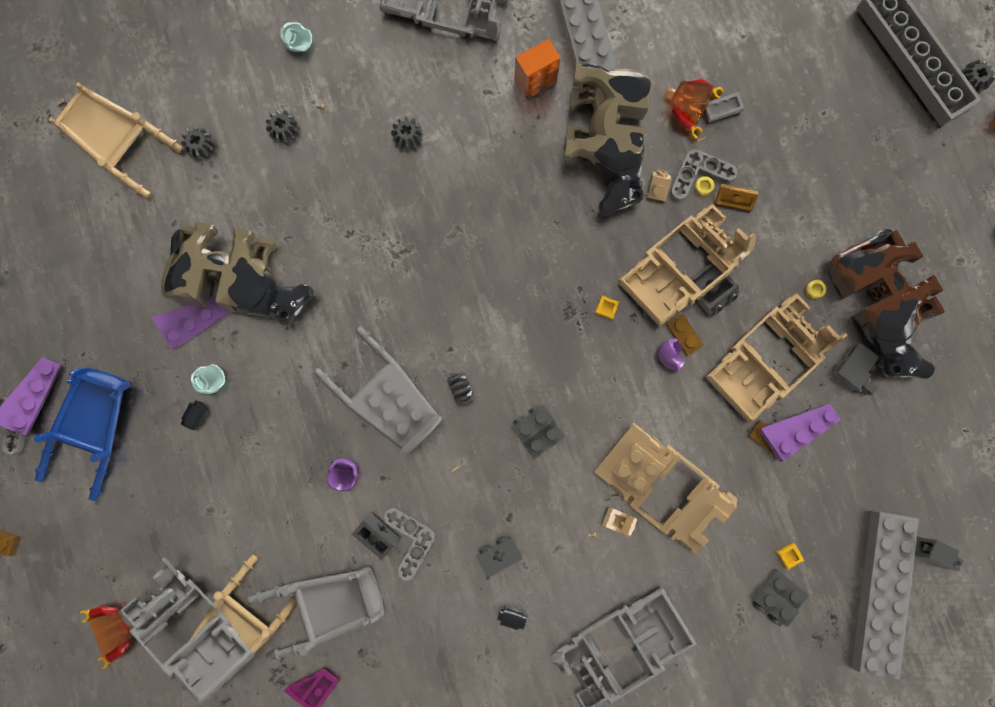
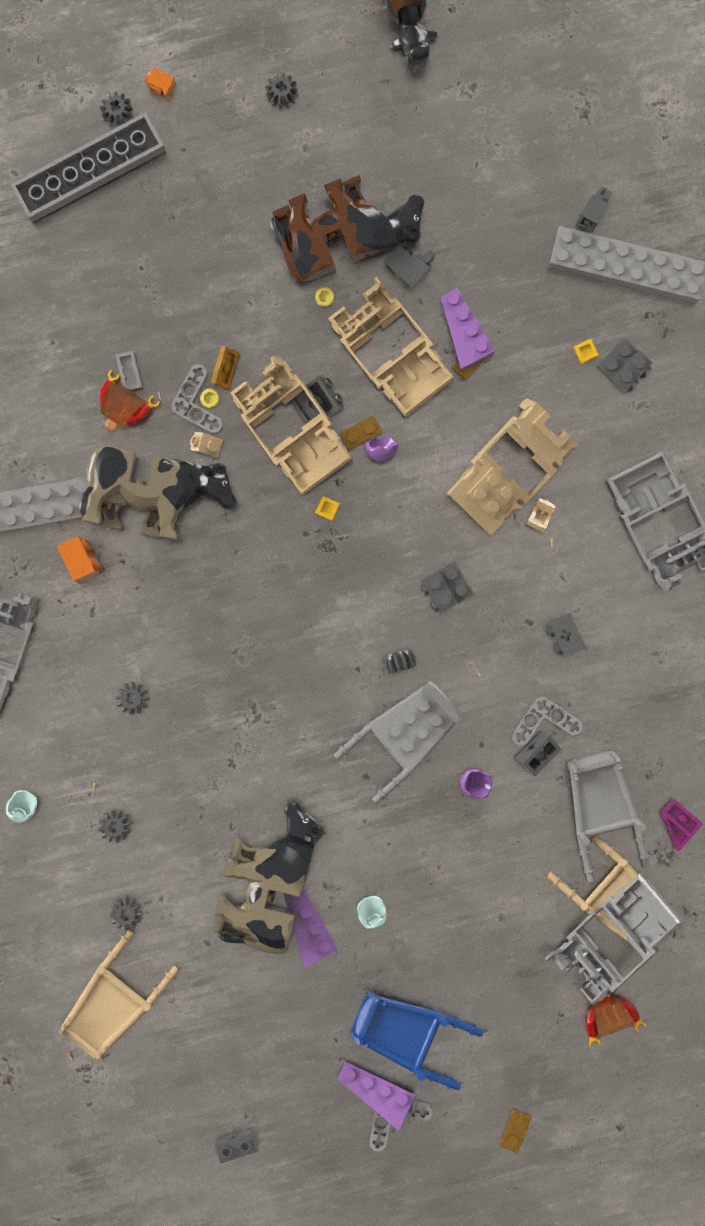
camera: 85 degrees left, 5 degrees up
(193, 415) = (406, 928): black brick -> none
(512, 618) = (625, 626): black brick -> none

